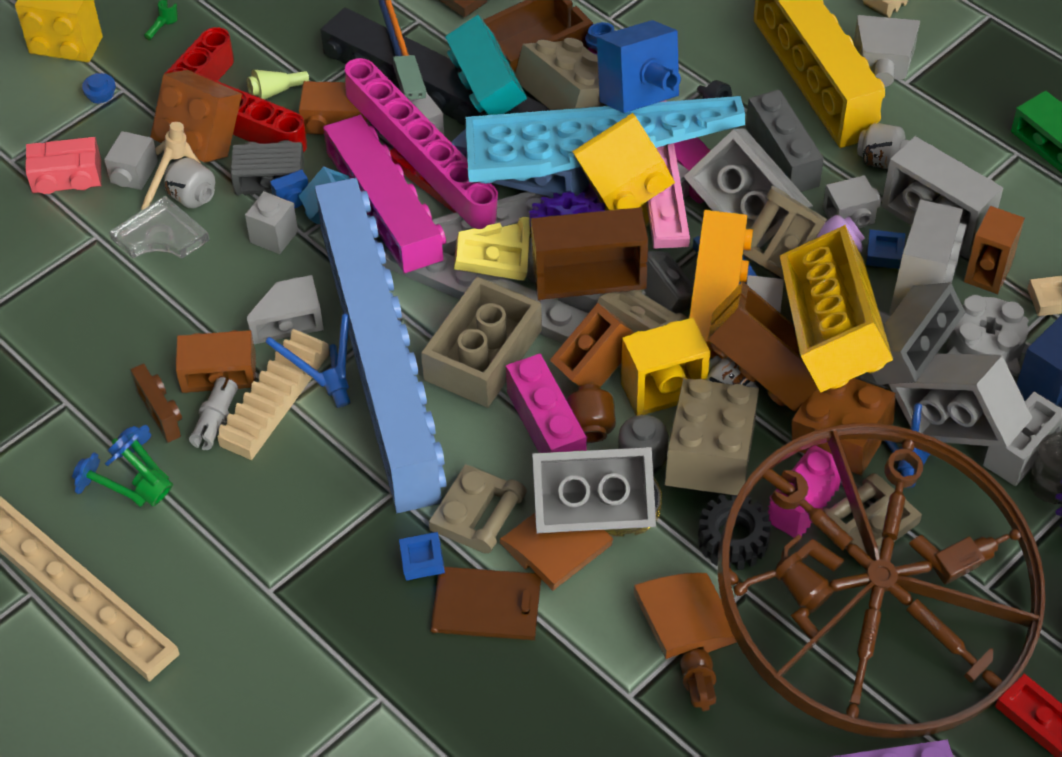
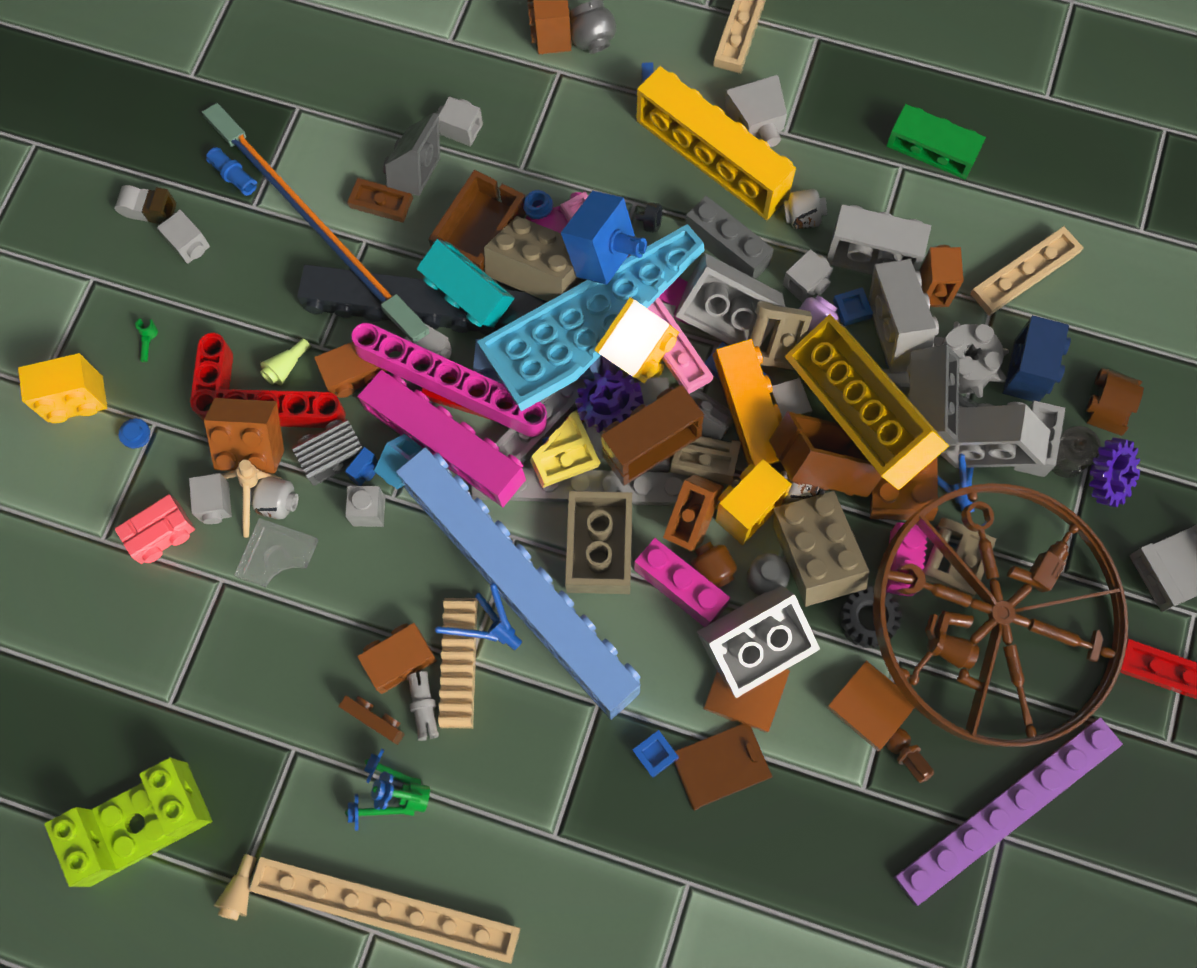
camera: 25 degrees left, 20 degrees up
(286, 307) = (426, 582): light grey slope -> none
(468, 501) = (660, 688): dark tan plate -> none

